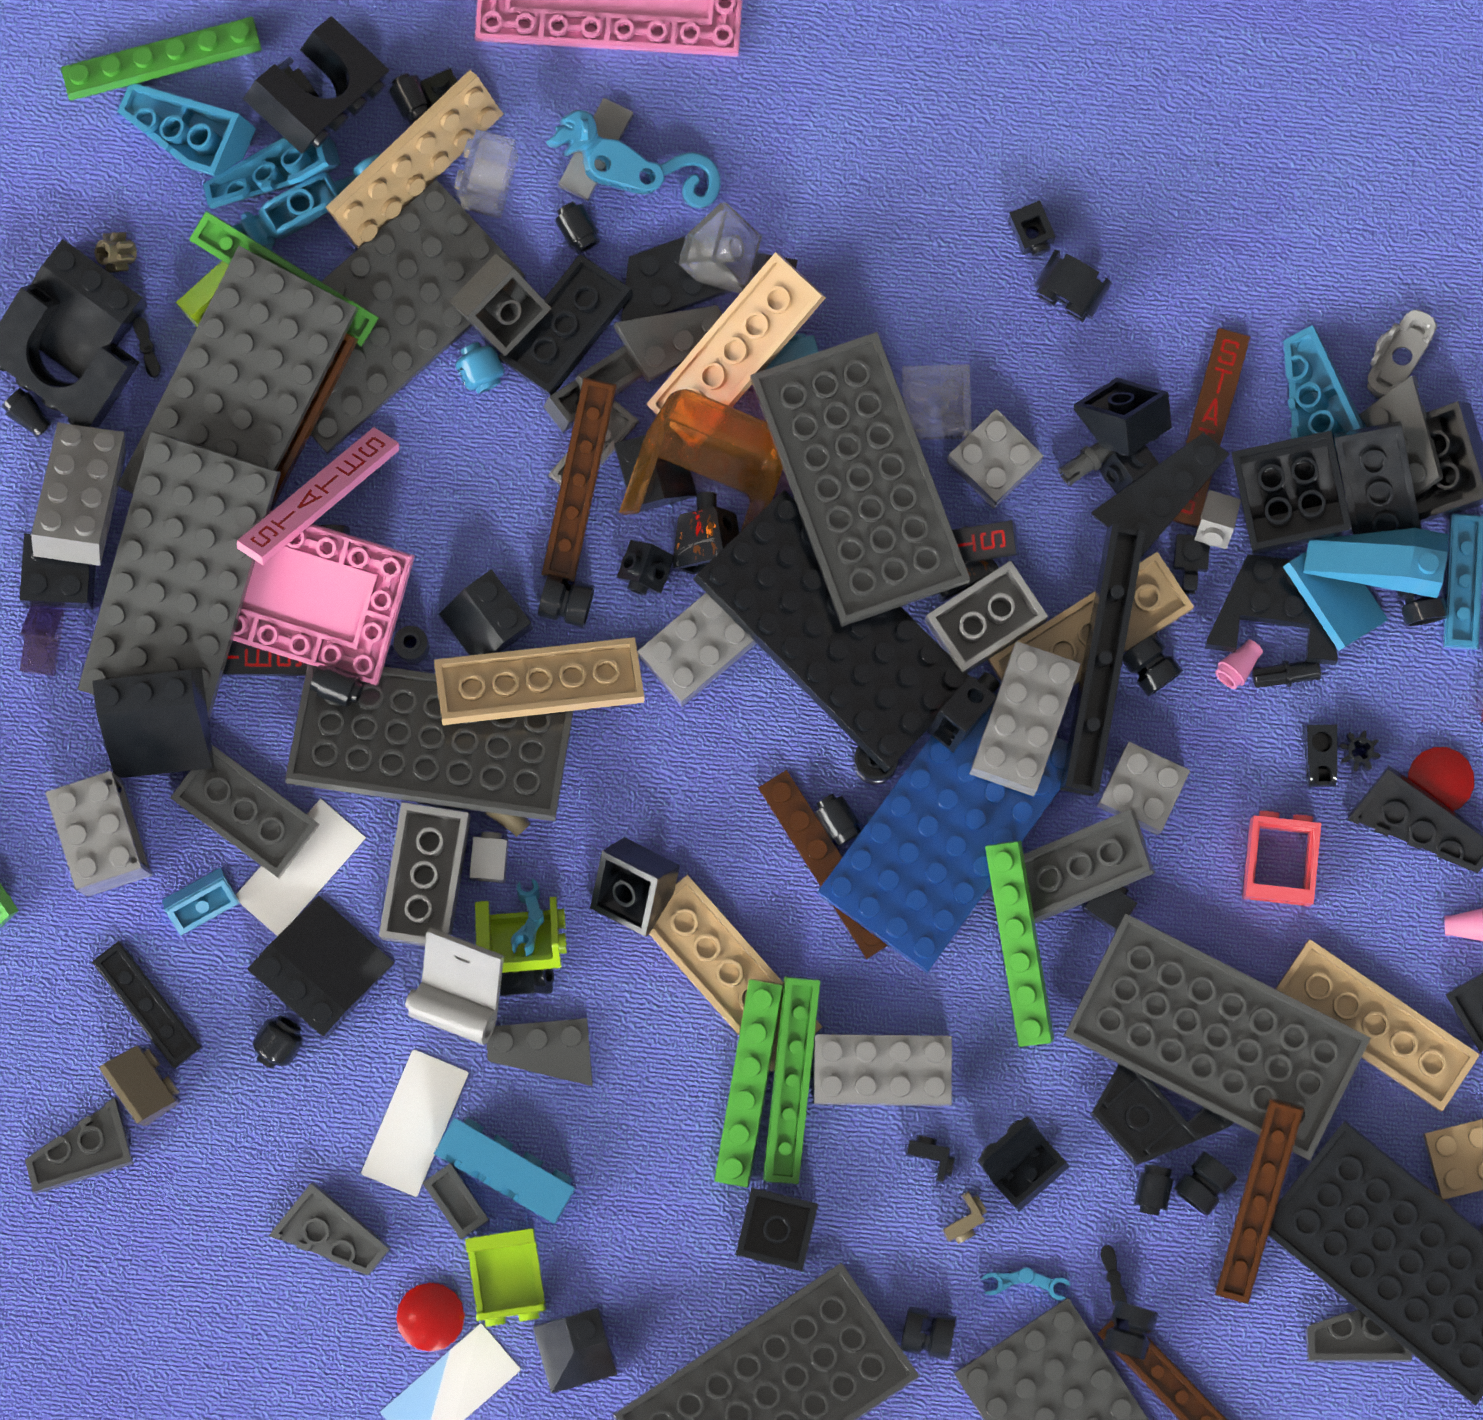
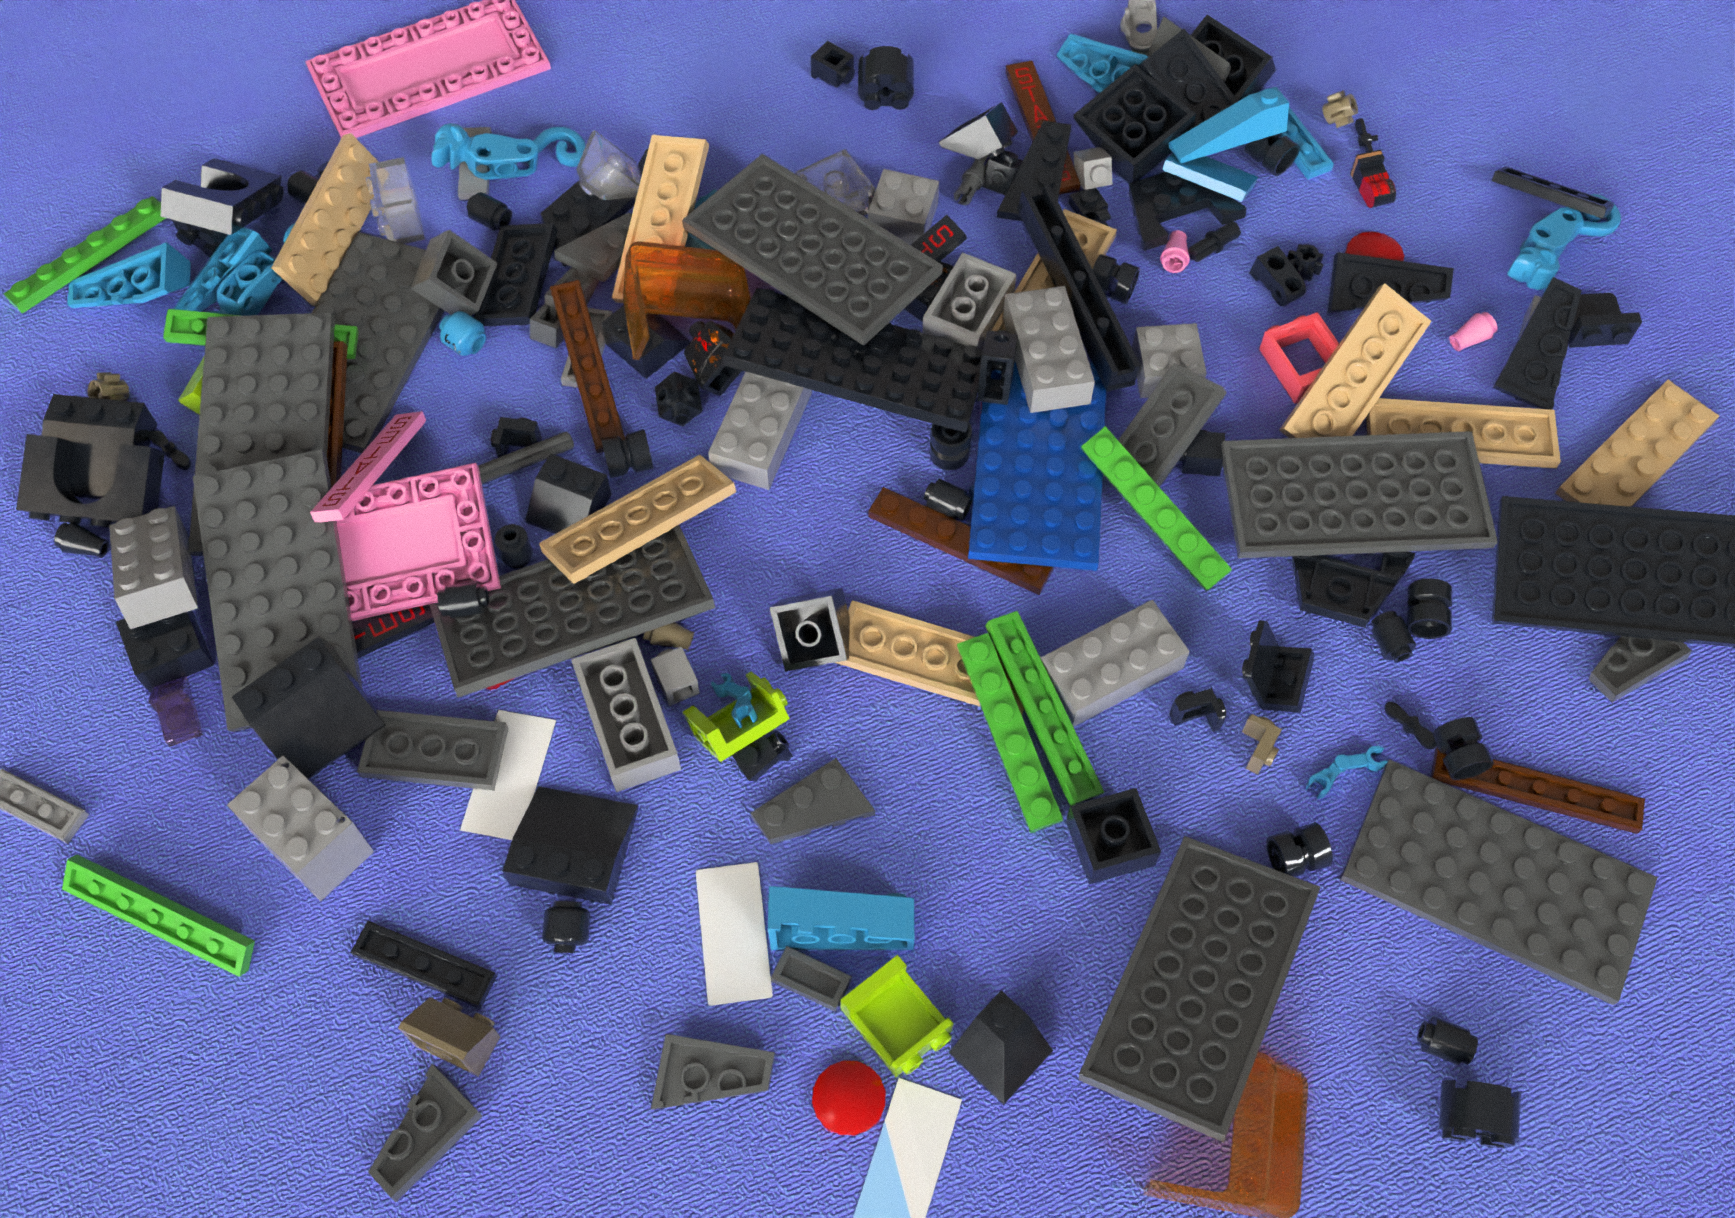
camera: 30 degrees left, 20 degrees down
(200, 901) = (431, 848): dark azure slope -> none
(458, 987) = (706, 785): door -> none
(459, 544) = (525, 457): none -> dark grey axle
(479, 516) = (514, 432): none -> black bracket
(1259, 1200) = (1482, 596): reddish brown tile -> none
(1306, 913) = (1358, 368): none -> tan plate

